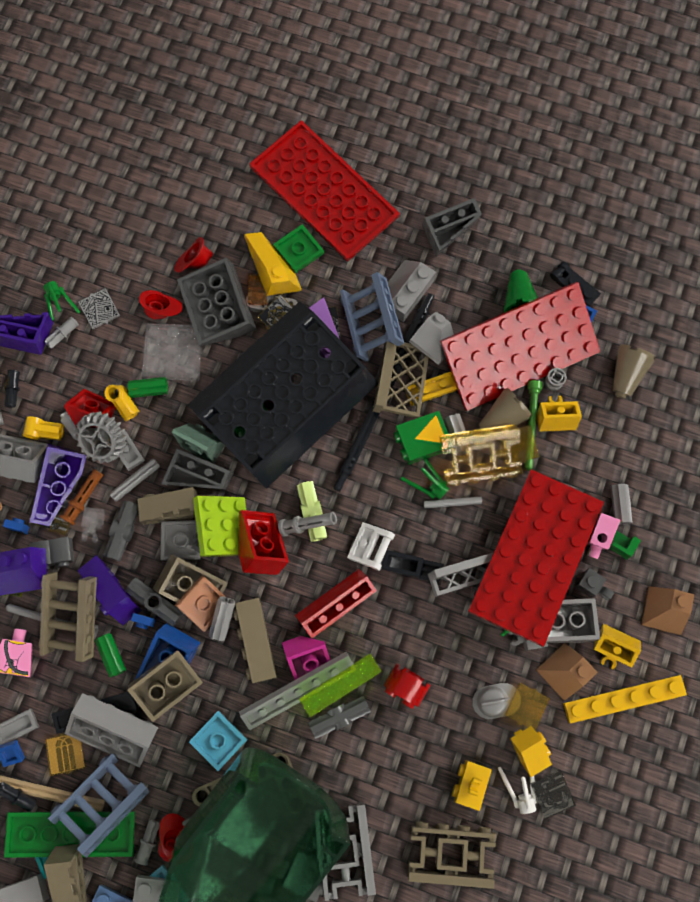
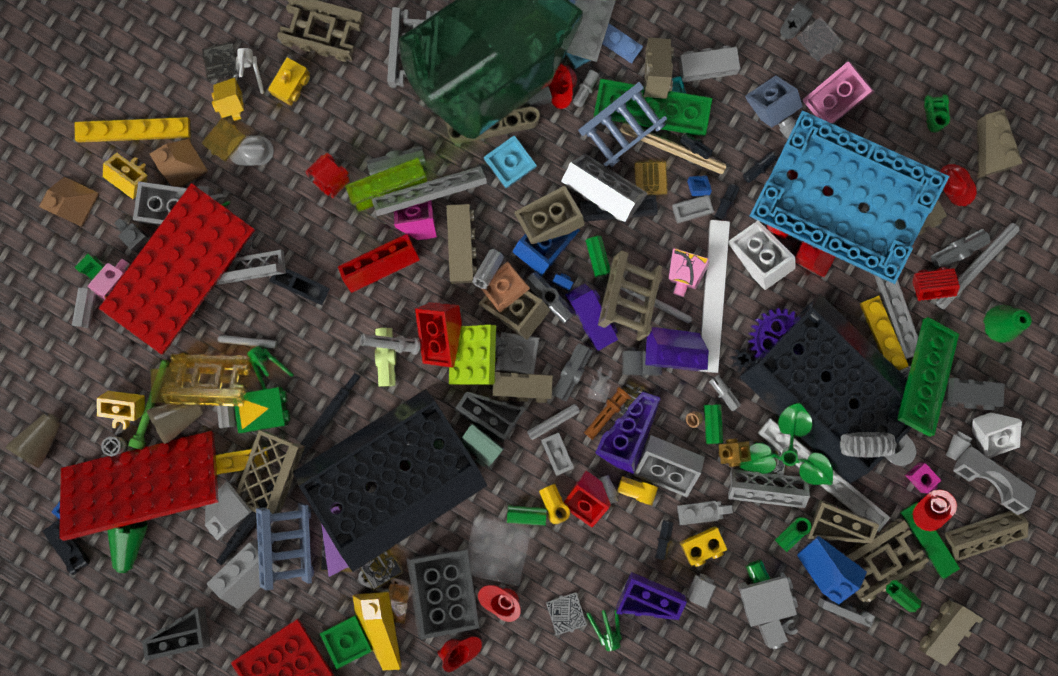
camera: 170 degrees left, 10 degrees up
(16, 525) = (673, 396): blue plate -> none
(61, 332) = (607, 592): light grey axle -> none
(94, 439) = (578, 465): light grey gear -> none
(365, 544) = (339, 316): white plate -> none

